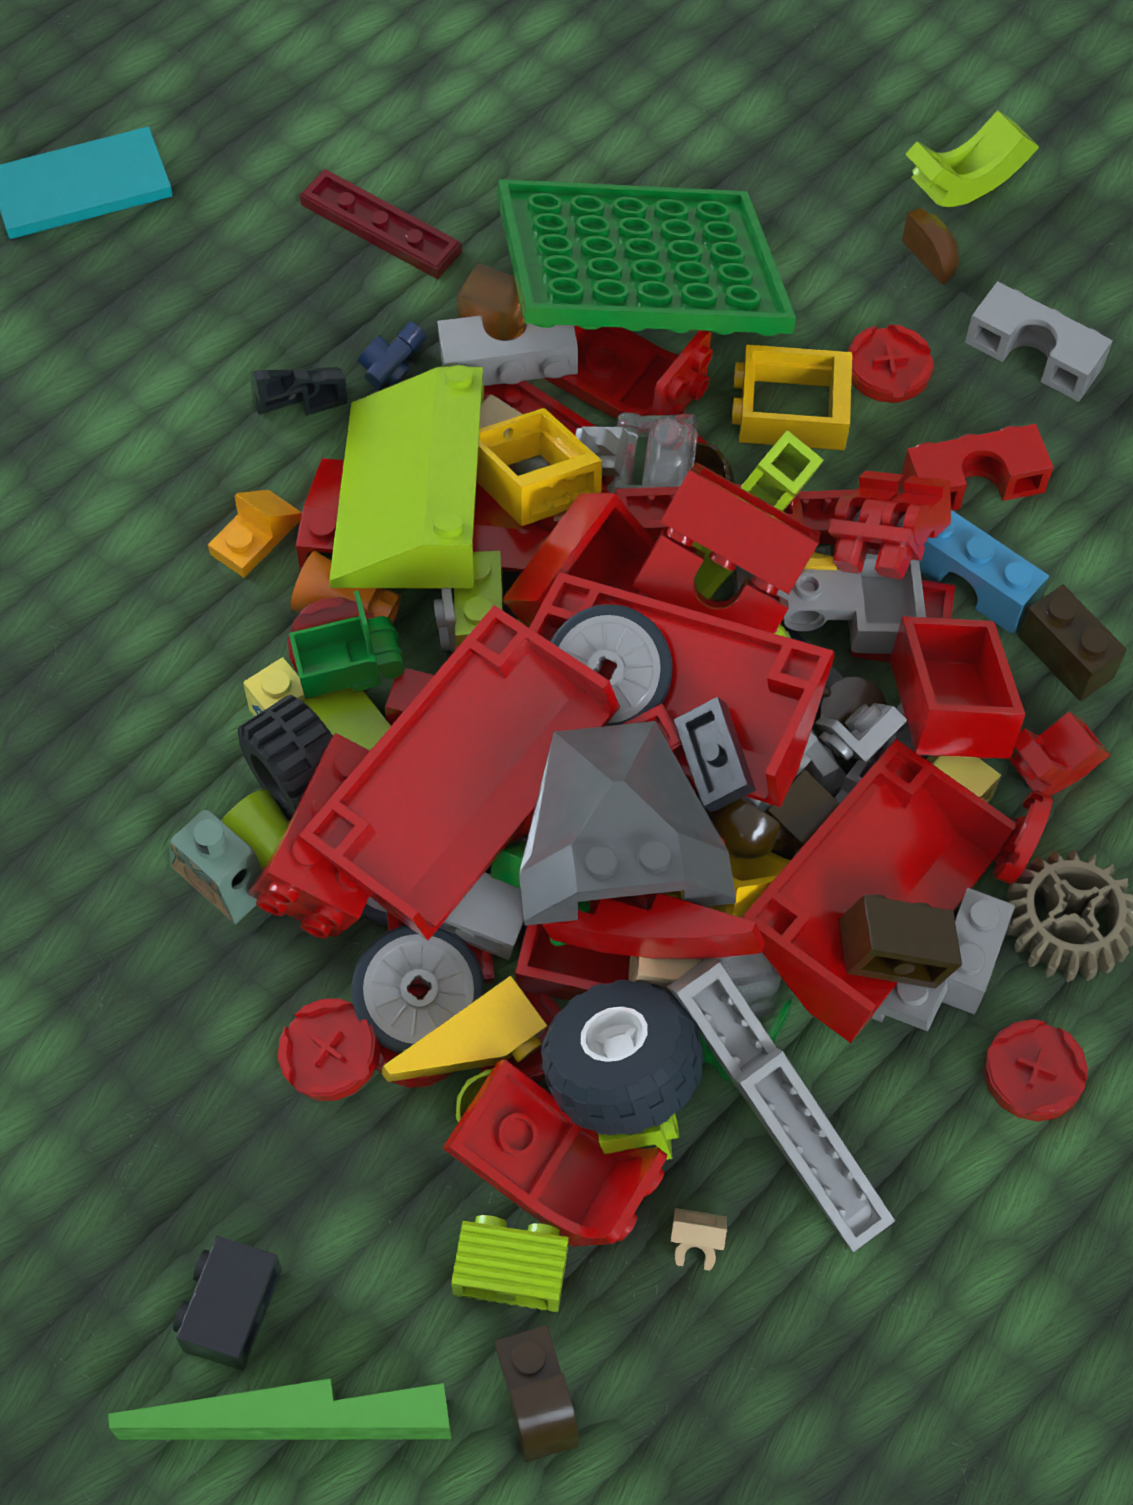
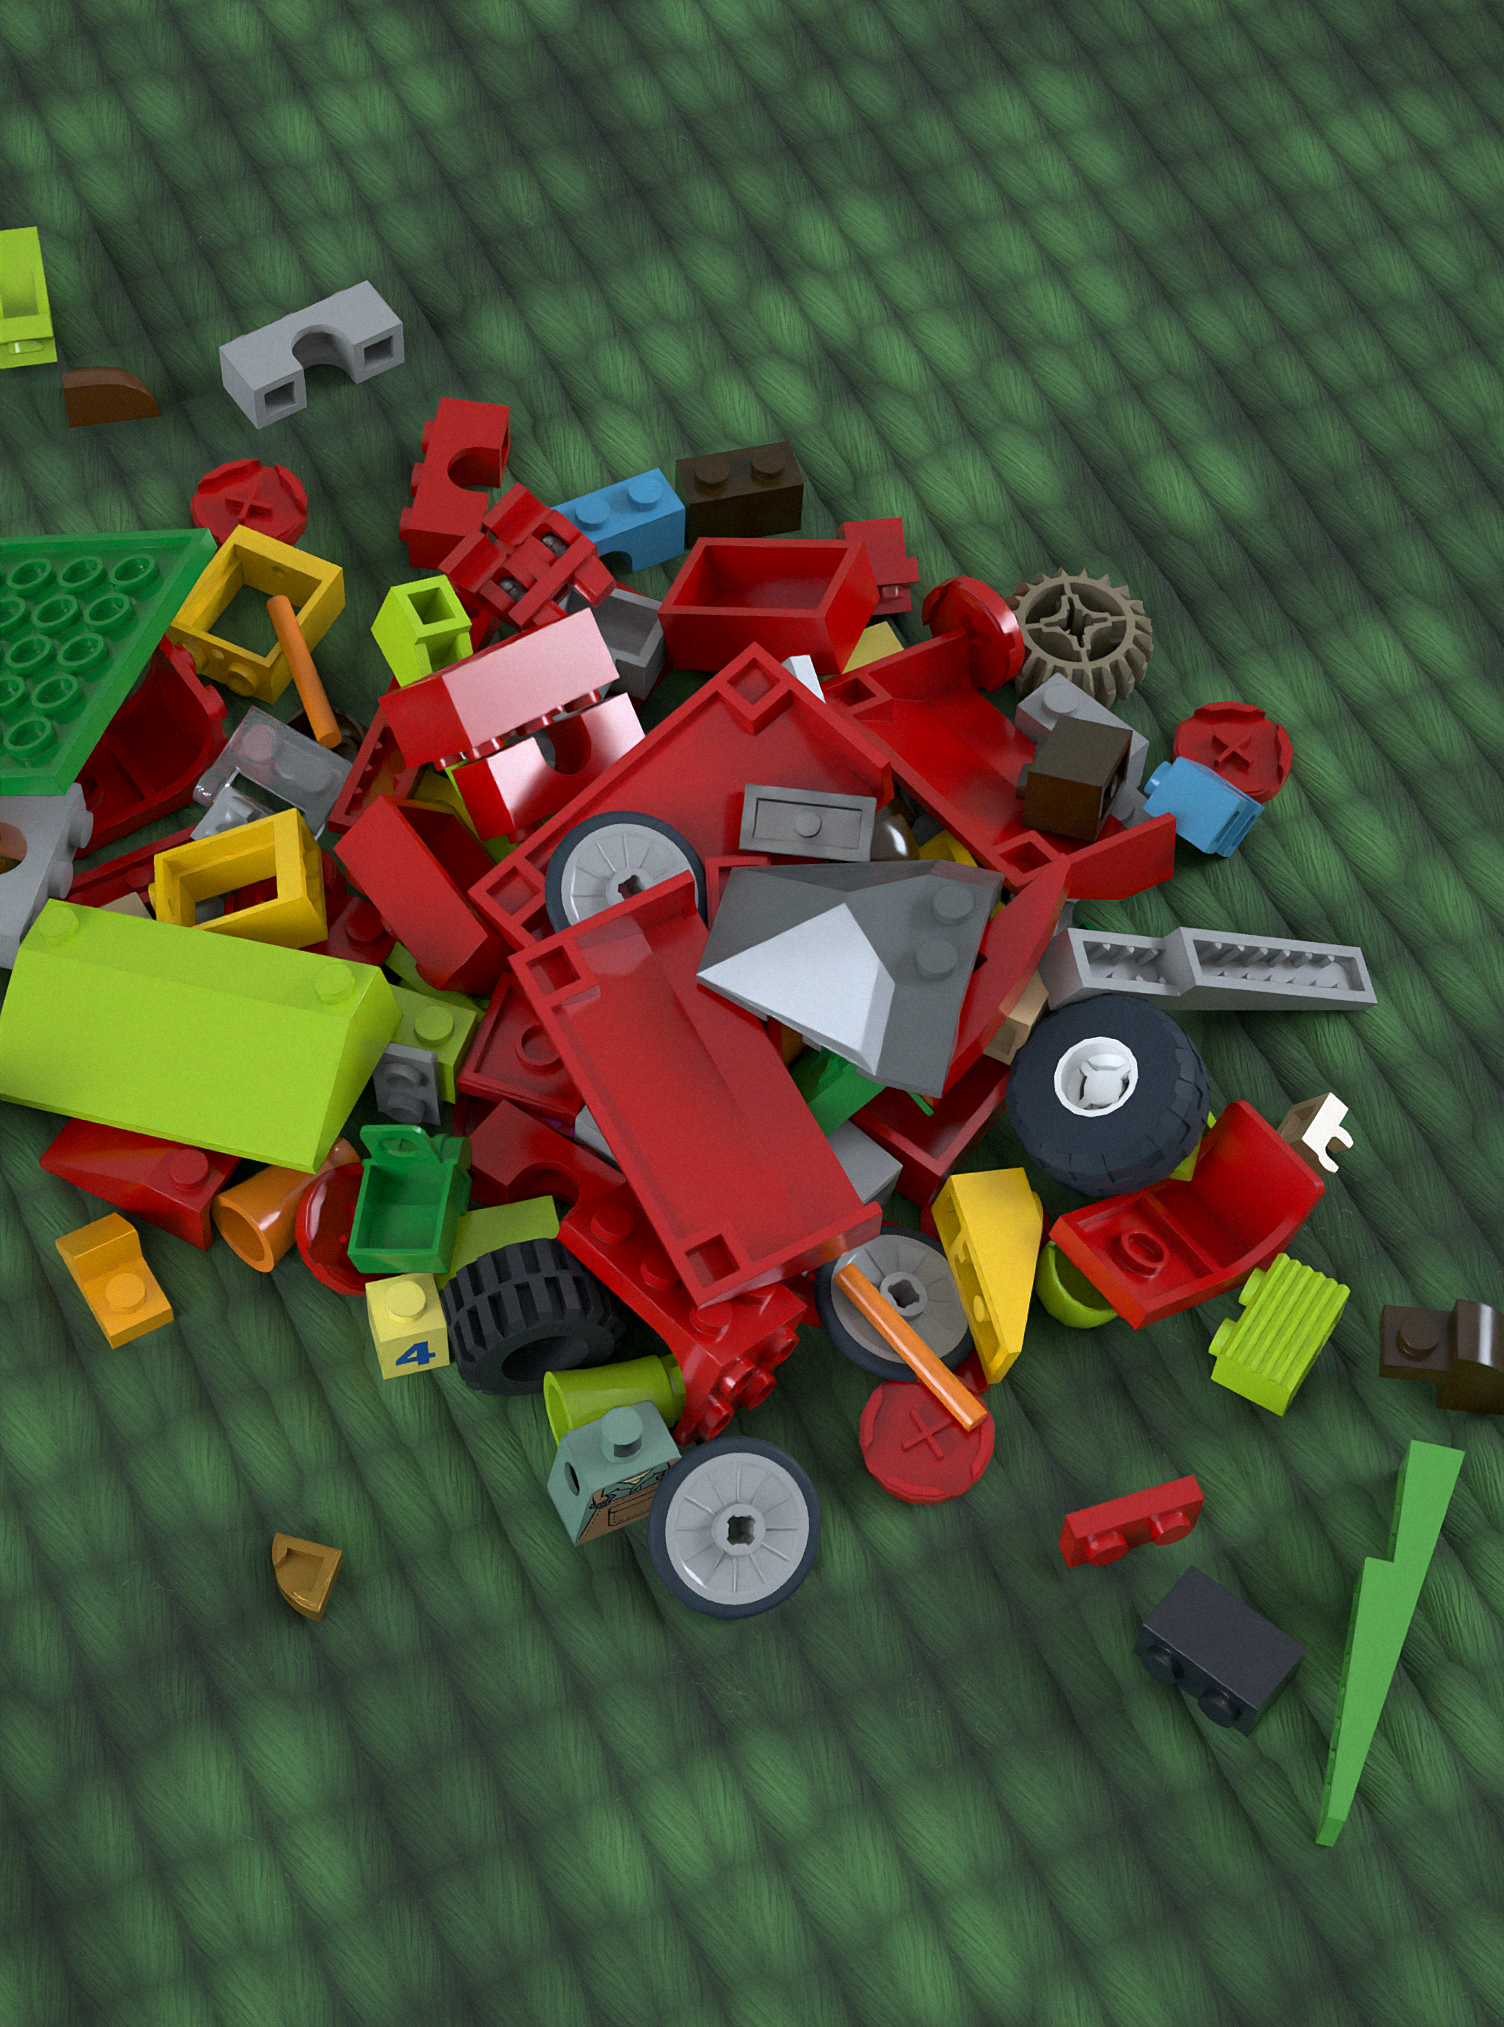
camera: 70 degrees left, 5 degrees down
(88, 719) = (305, 1573): none -> pearl gold tile
(225, 932) = (691, 1527): none -> light grey wheel
(322, 1226) = (1112, 1528): none -> red plate
(375, 1005) = (910, 1347): none -> orange bar
(748, 431) = (303, 671): none -> orange bar
(921, 1033) = (1206, 806): none -> dark azure arch

